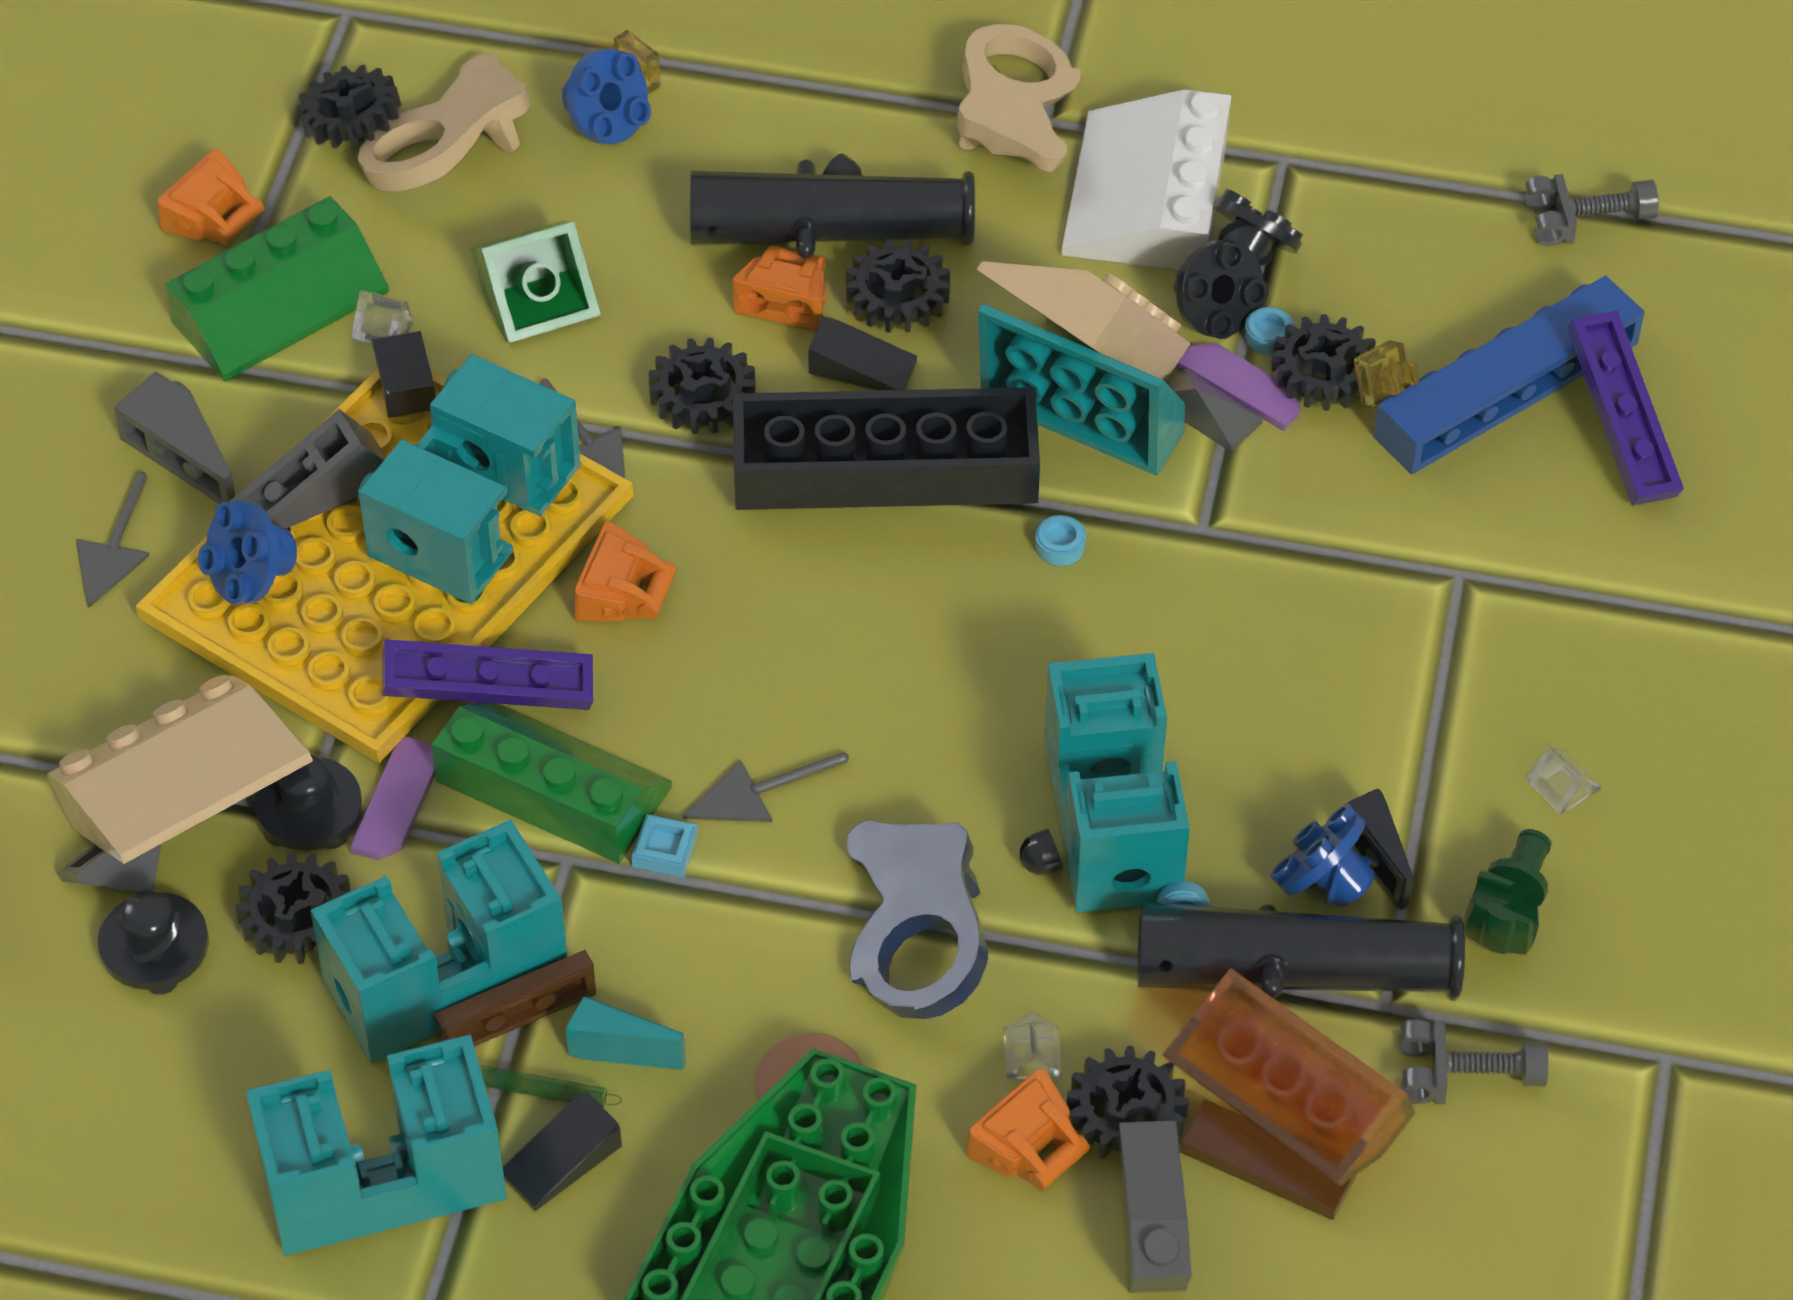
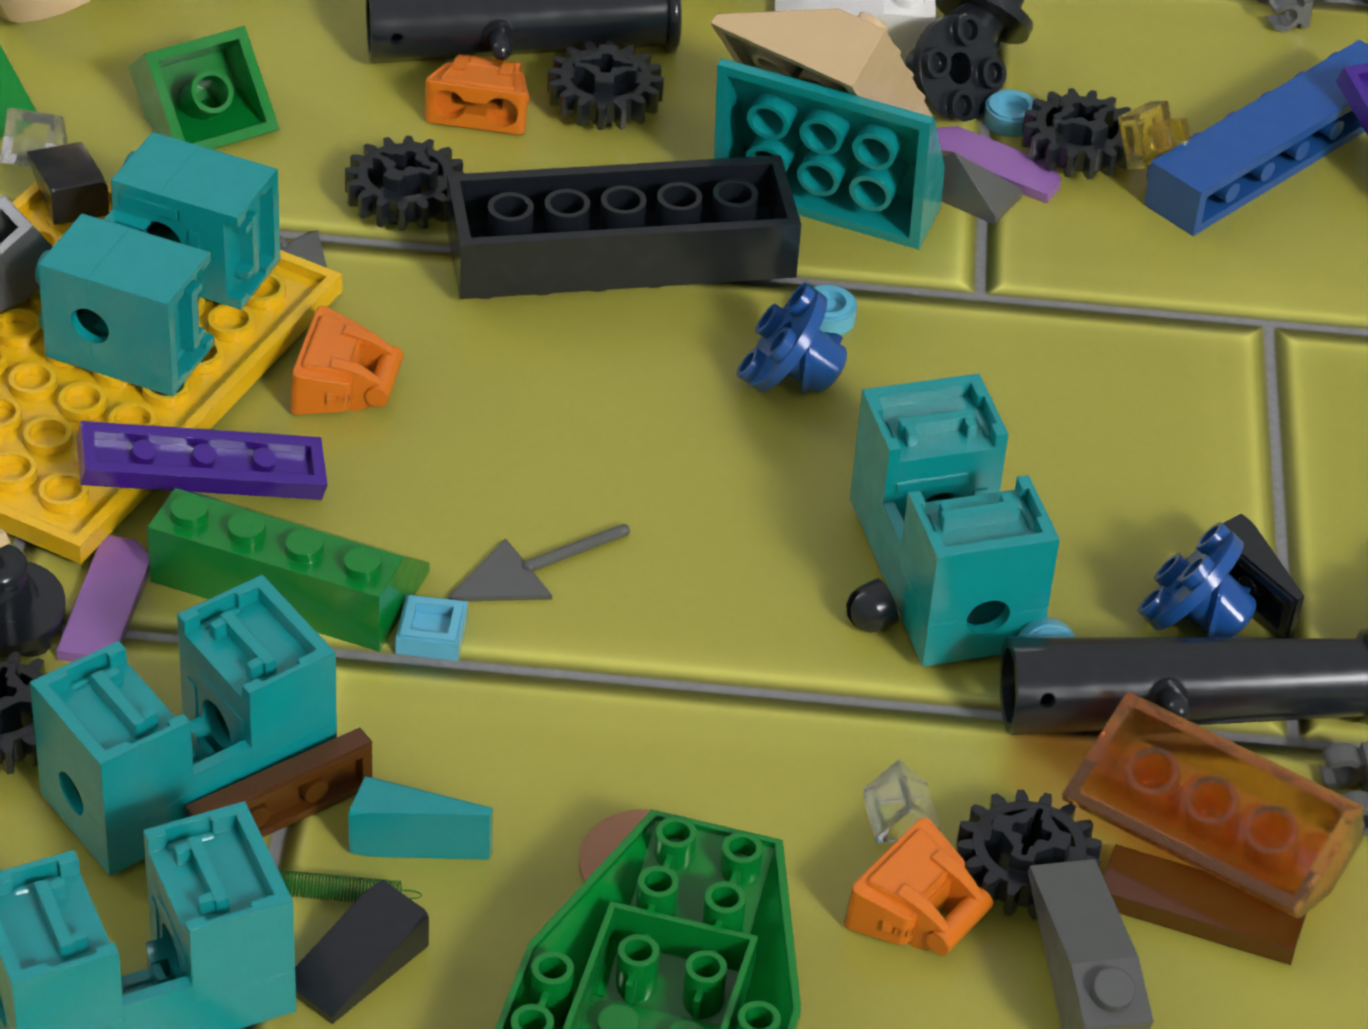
camera: 10 degrees left, 10 degrees down
(858, 357) = (557, 144): black slope -> none
(923, 886) = (745, 642): animal -> none
(1018, 585) = (795, 346): none -> blue plate

